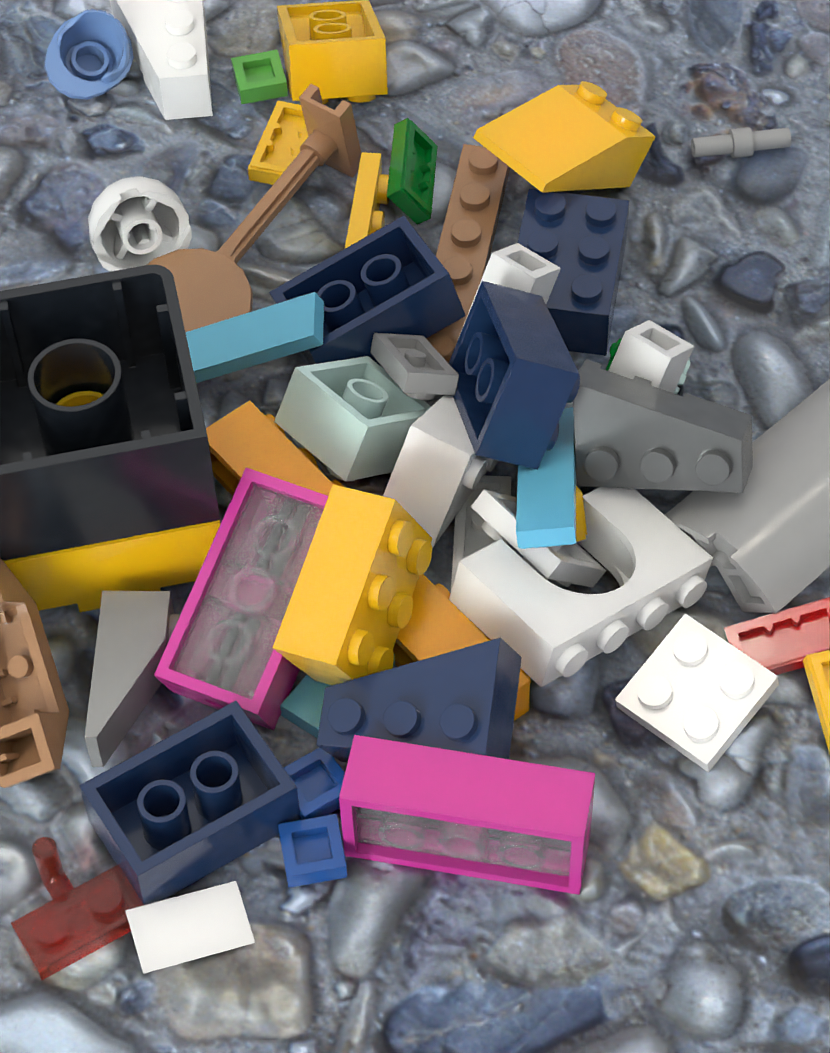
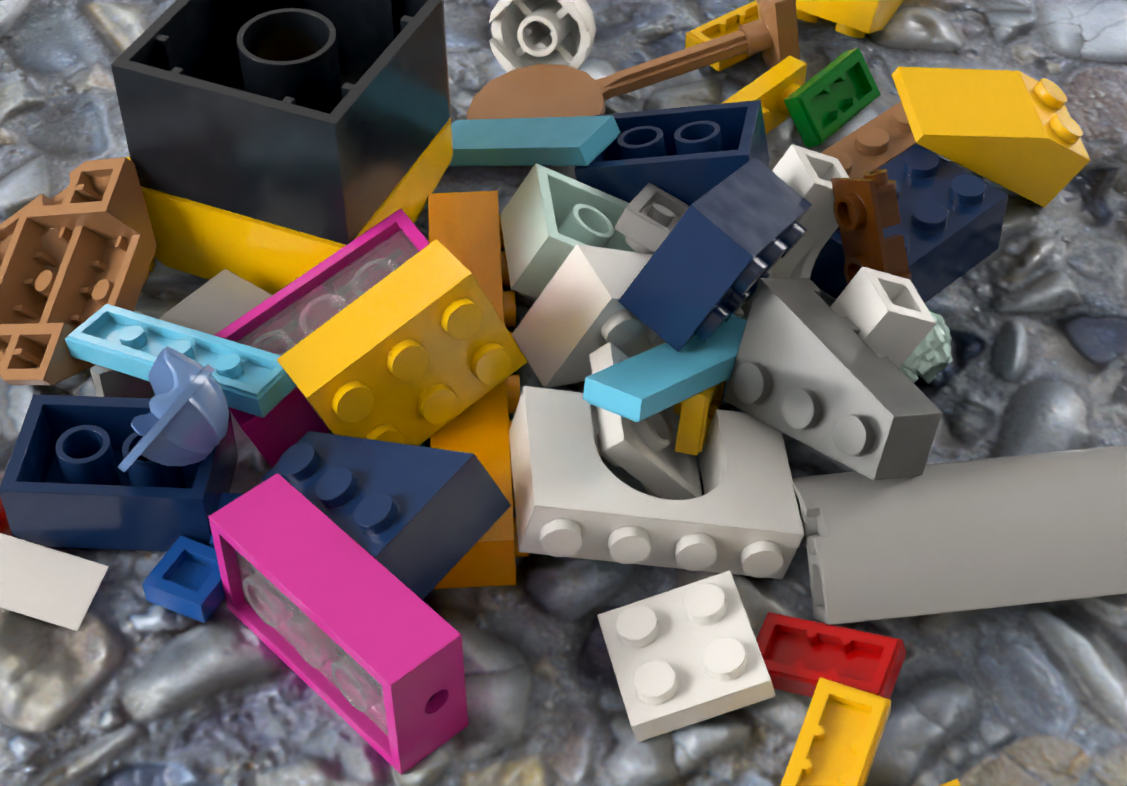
camera: 35 degrees right, 10 degrees down
(165, 687) = (133, 341): none -> medium azure tile
(237, 737) = (185, 415): none -> medium blue piece
(586, 298) = (862, 213): none -> reddish brown hinge

